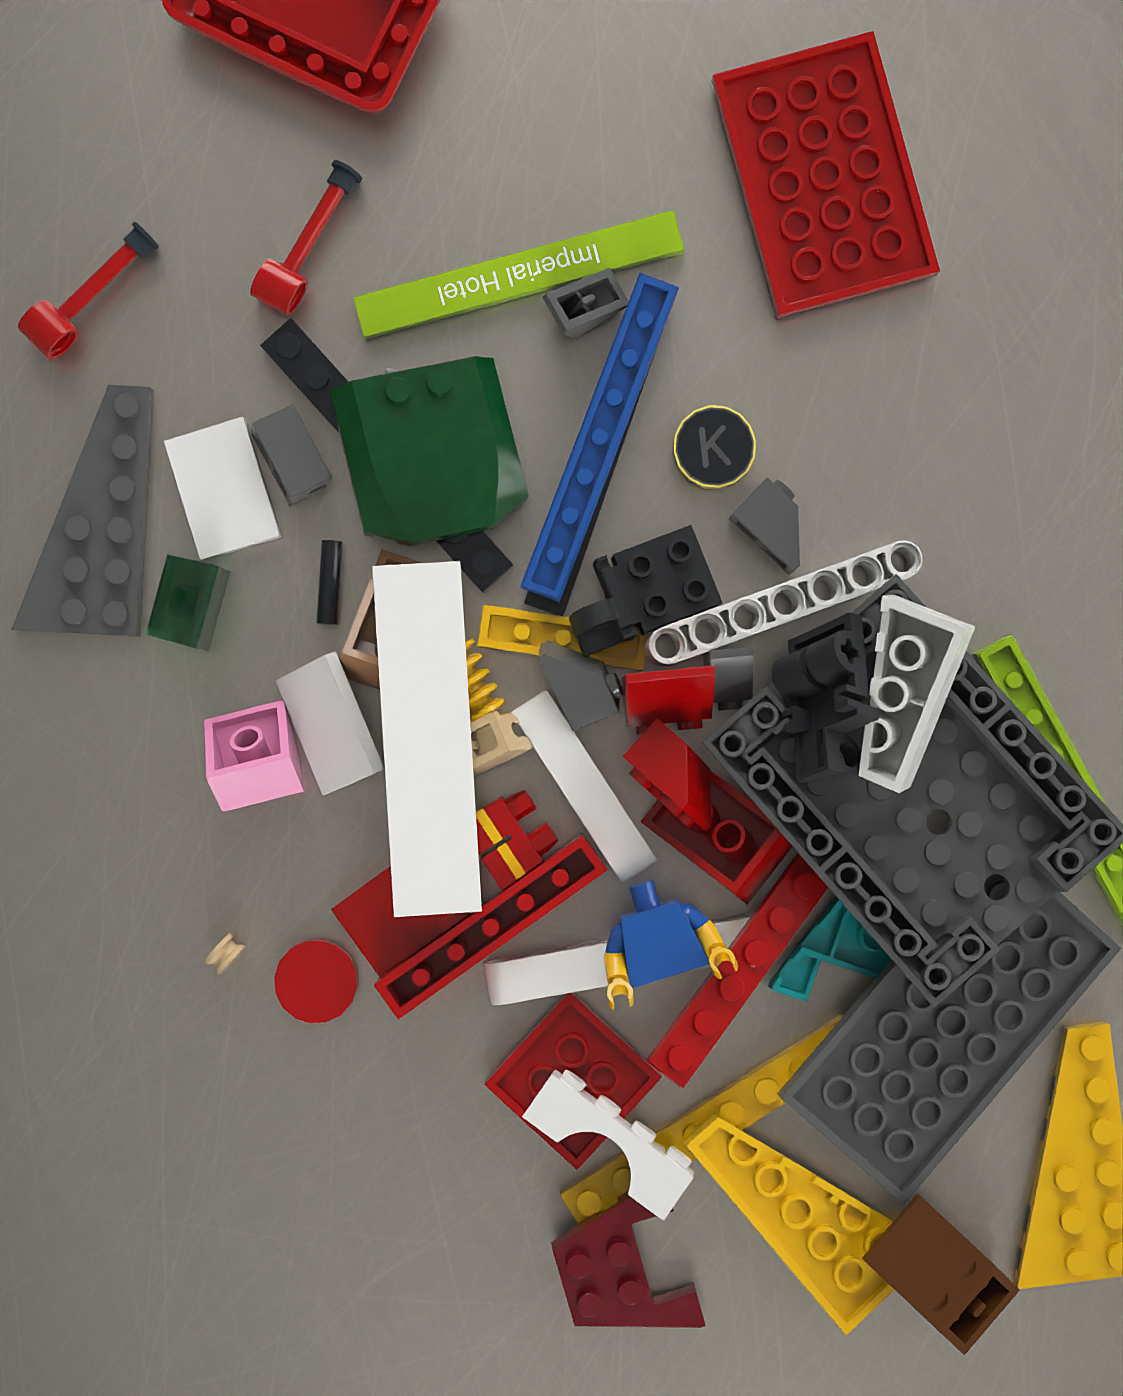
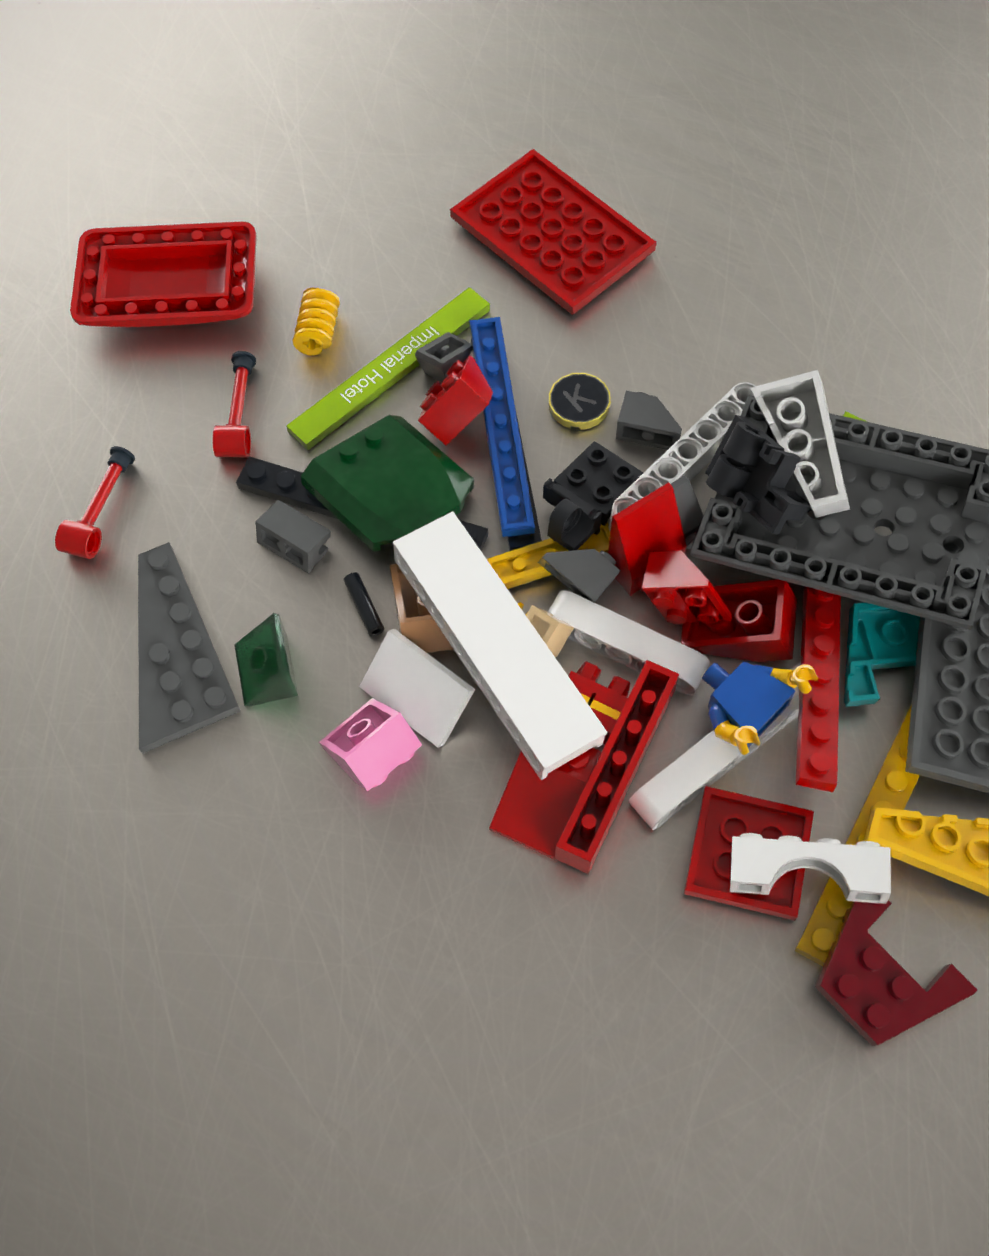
camera: 25 degrees left, 25 degrees down
(222, 489) = (254, 580): white tile -> none
(224, 954) = (424, 900): tan bush -> none
(316, 981) = (508, 886): red tile -> none
(458, 162) = (316, 321): none -> yellow piece
(560, 382) = (455, 400): none -> red slope

